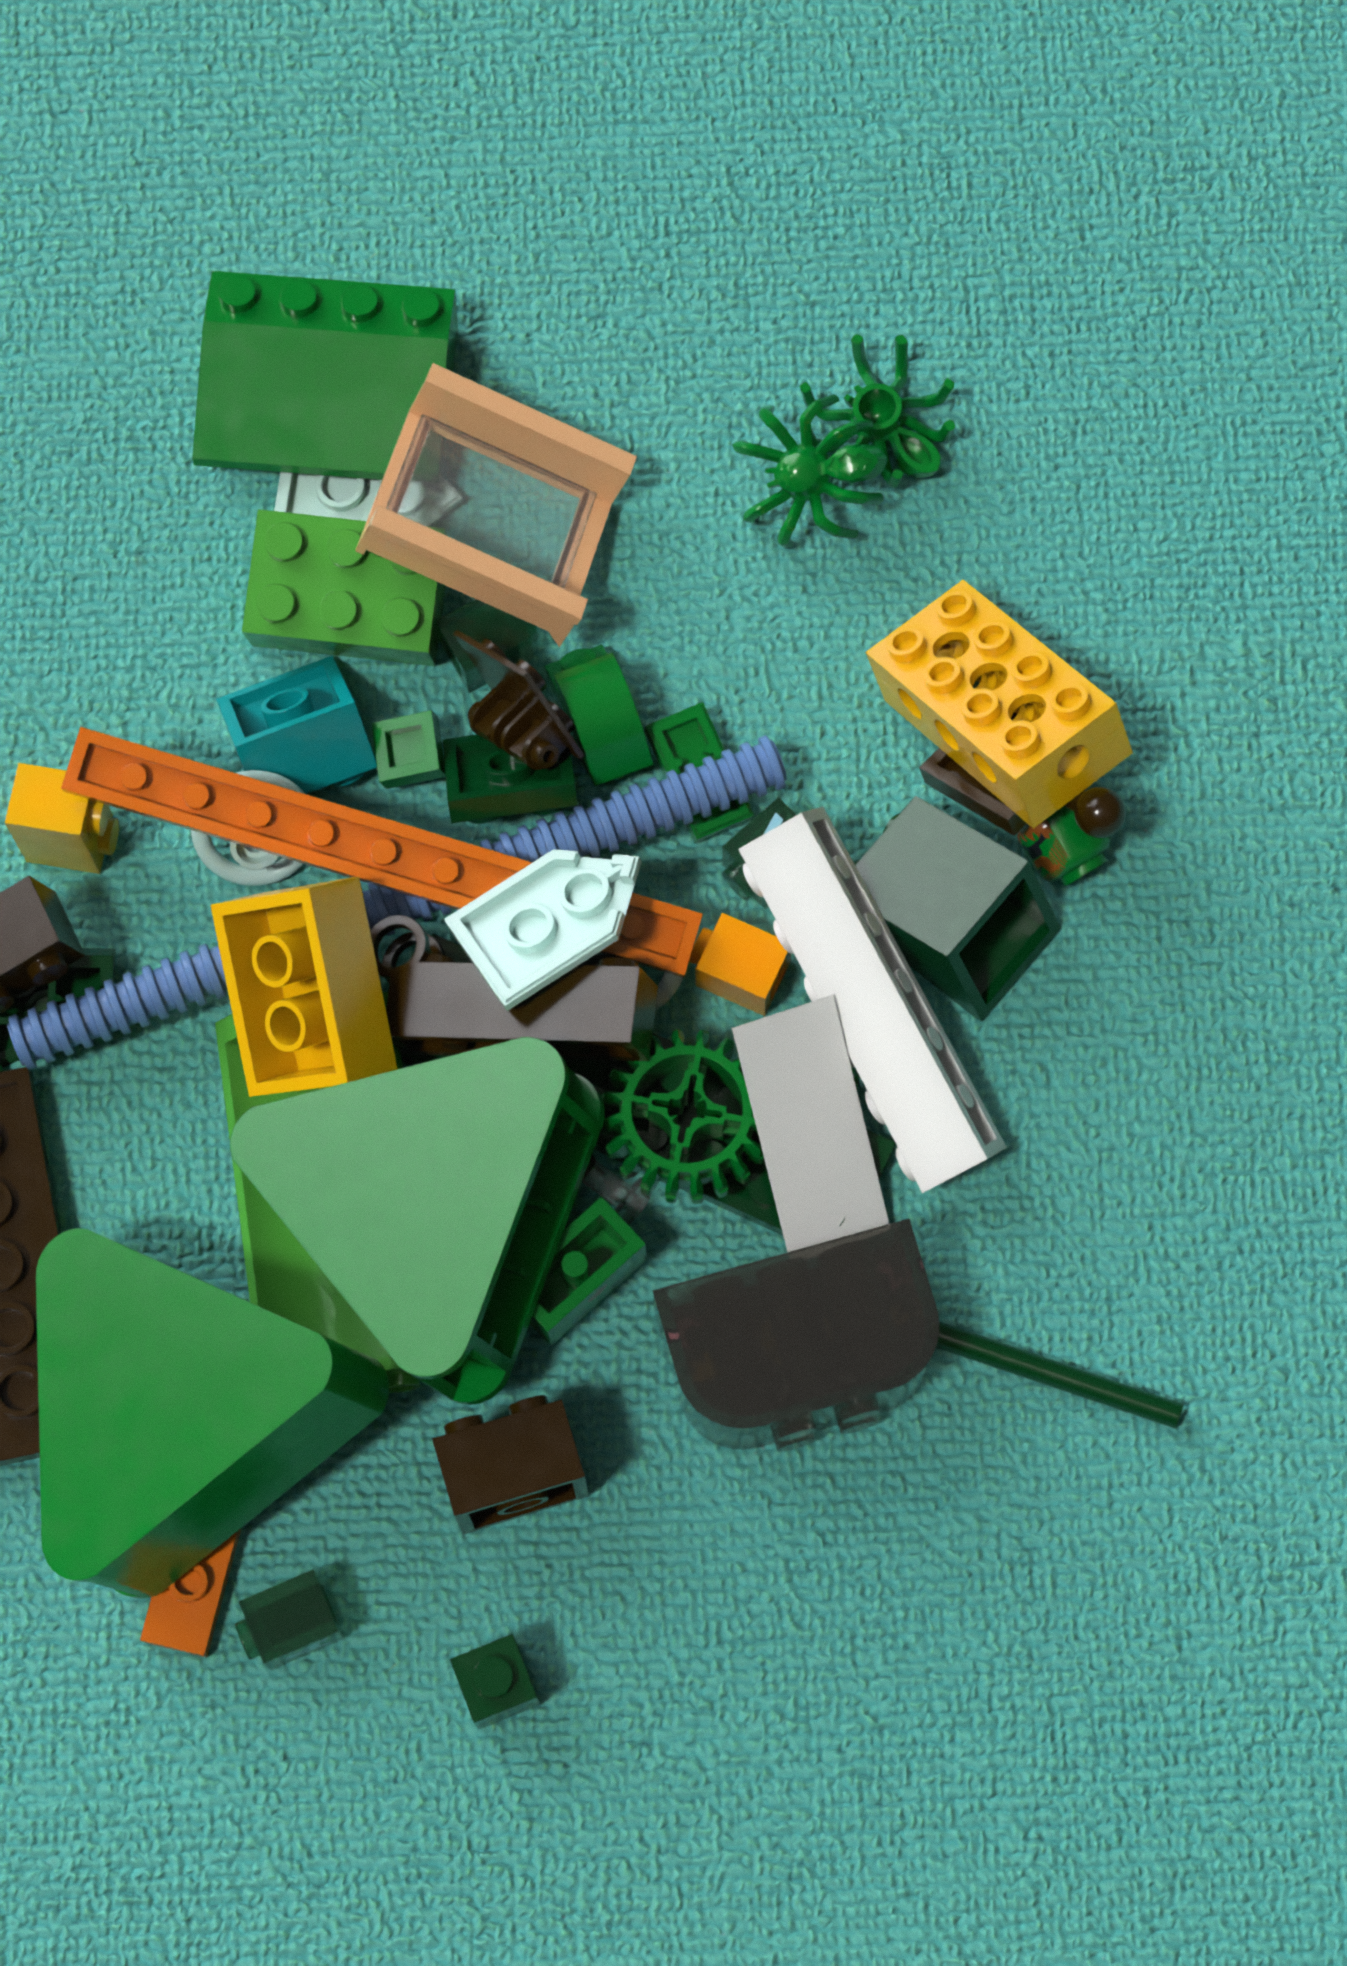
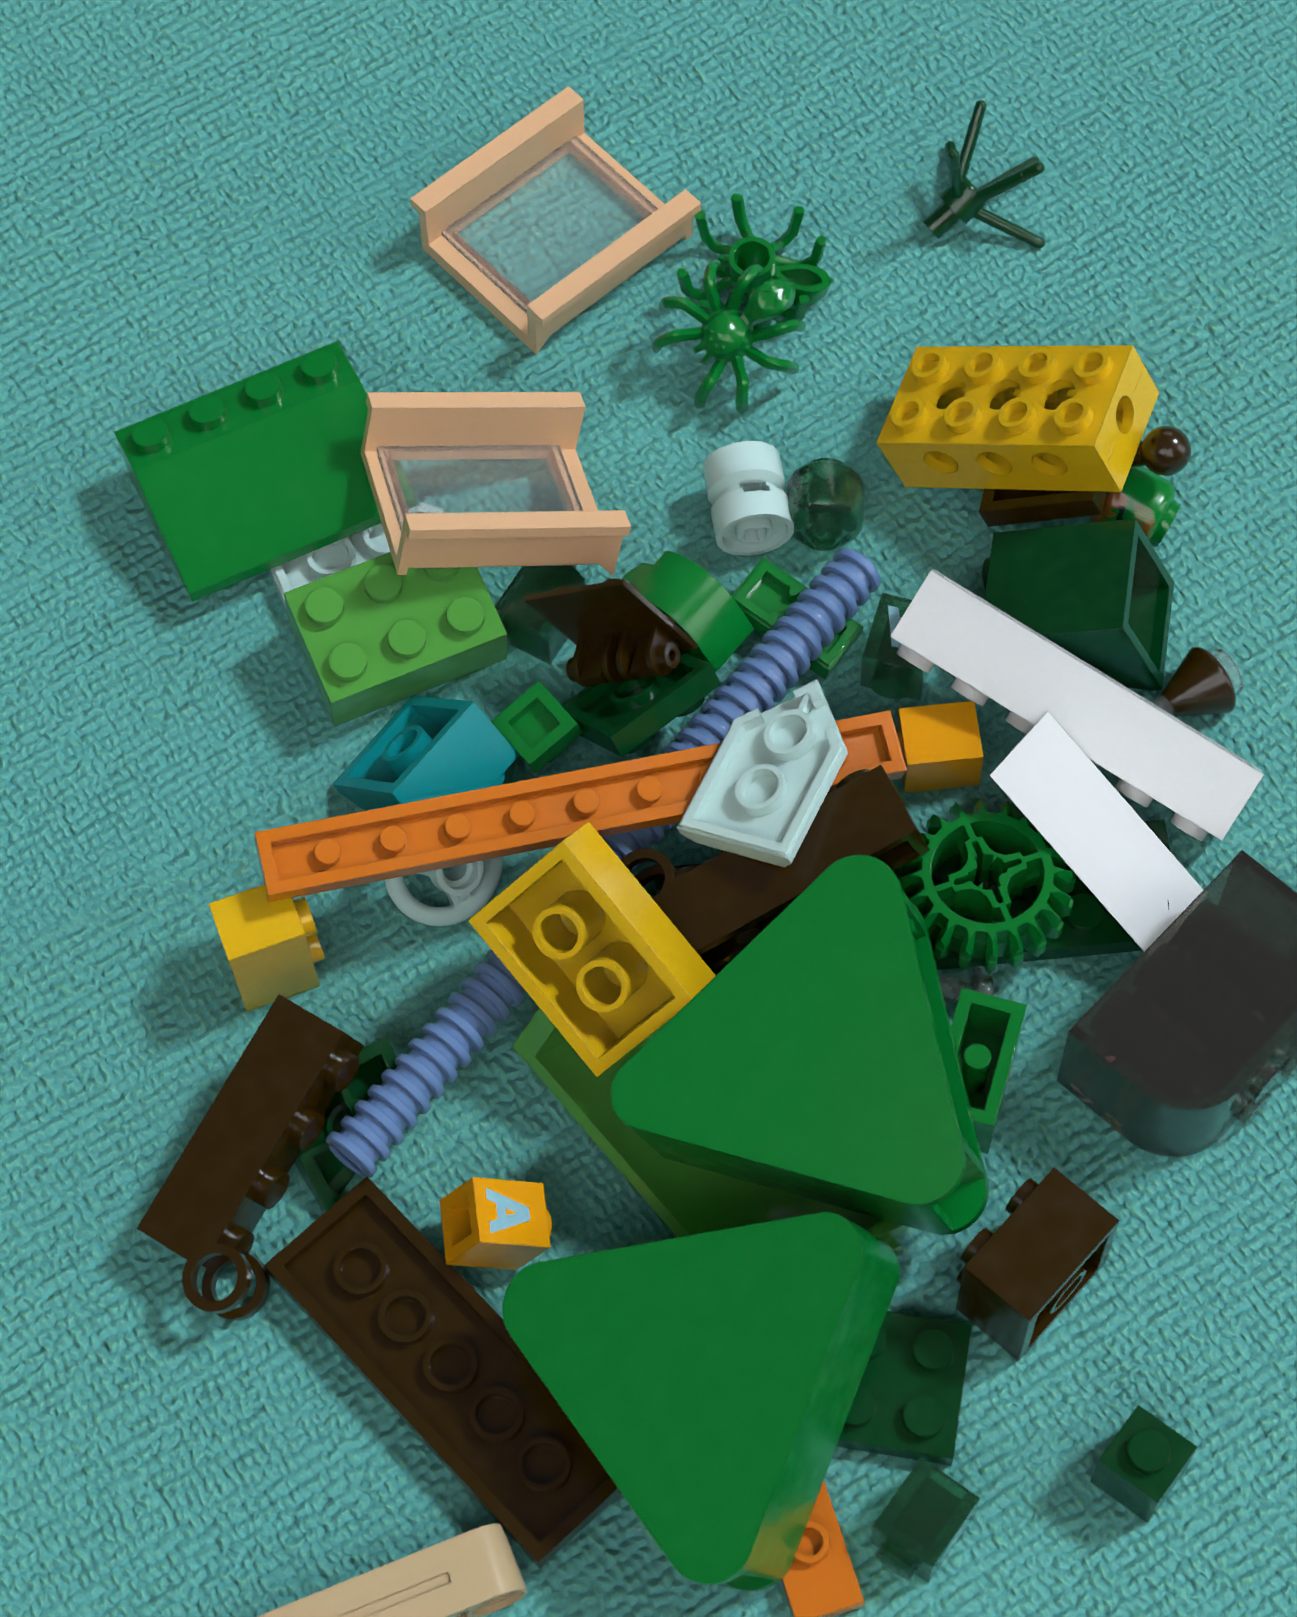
camera: 30 degrees left, 10 degrees down
(103, 1169) = (495, 1223): none -> light orange brick
(354, 1503) = (911, 1390): none -> dark green plate
(726, 264) = (545, 221): none -> piece
(729, 632) = (748, 498): none -> light aqua wheel
(791, 682) = (825, 503): none -> clear green head
(1007, 1039) = (1202, 685): none -> dark brown piece
(1116, 453) = (966, 201): none -> dark green plant

